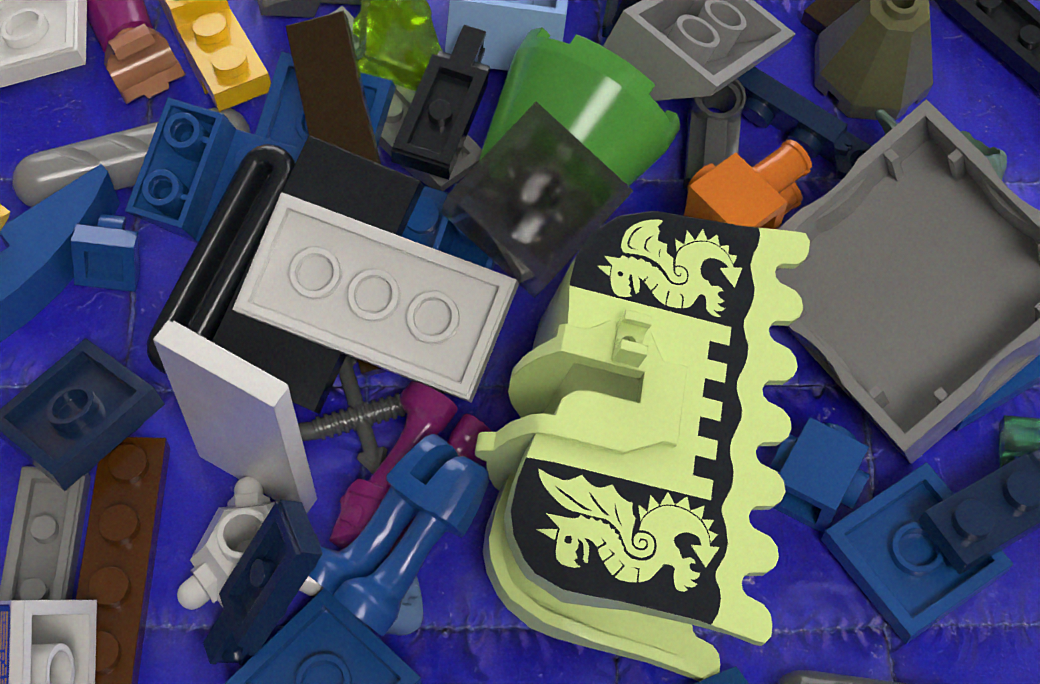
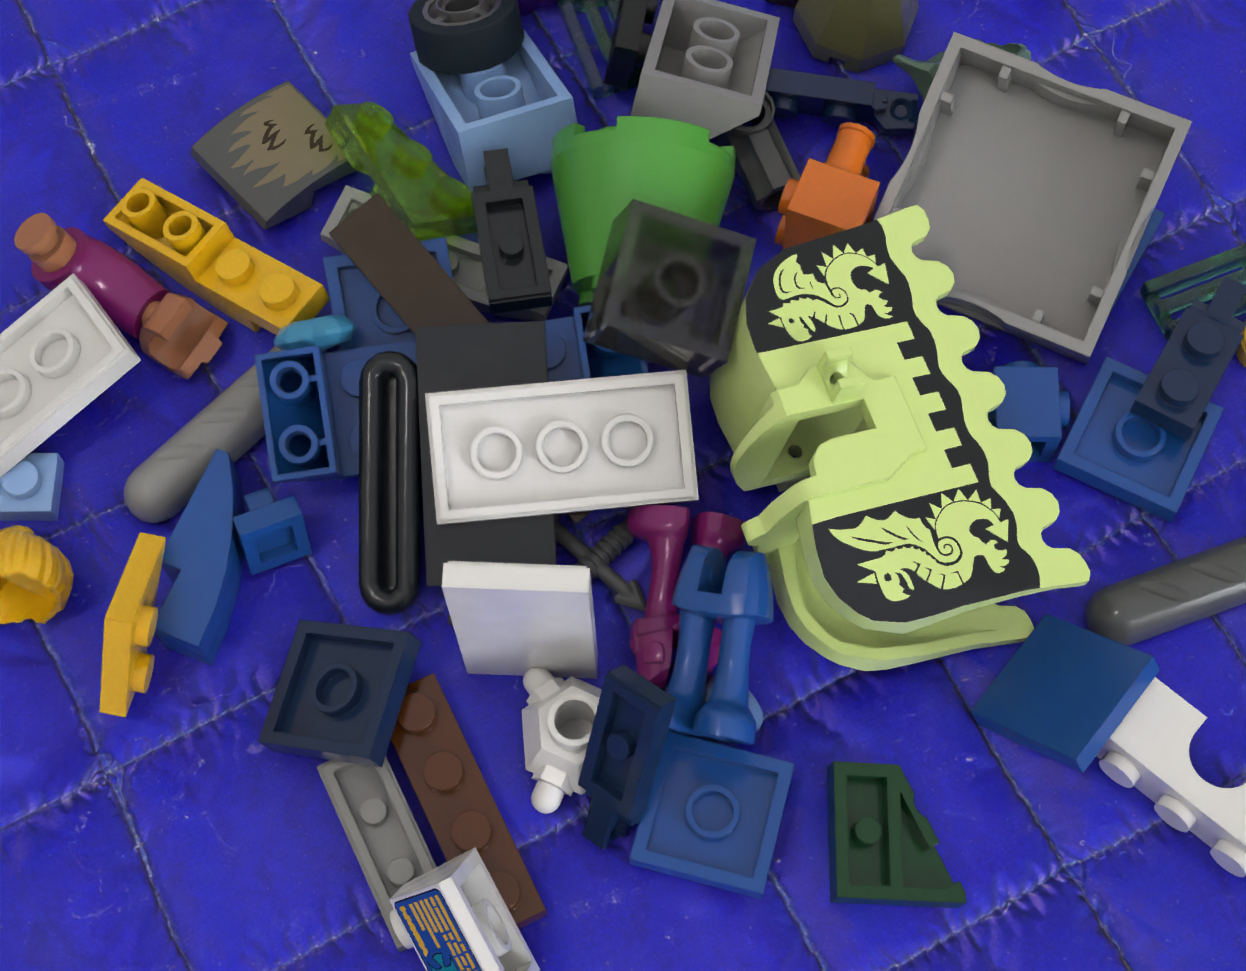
camera: 25 degrees left, 5 degrees up
(237, 107) = (321, 331): none -> dark azure rock

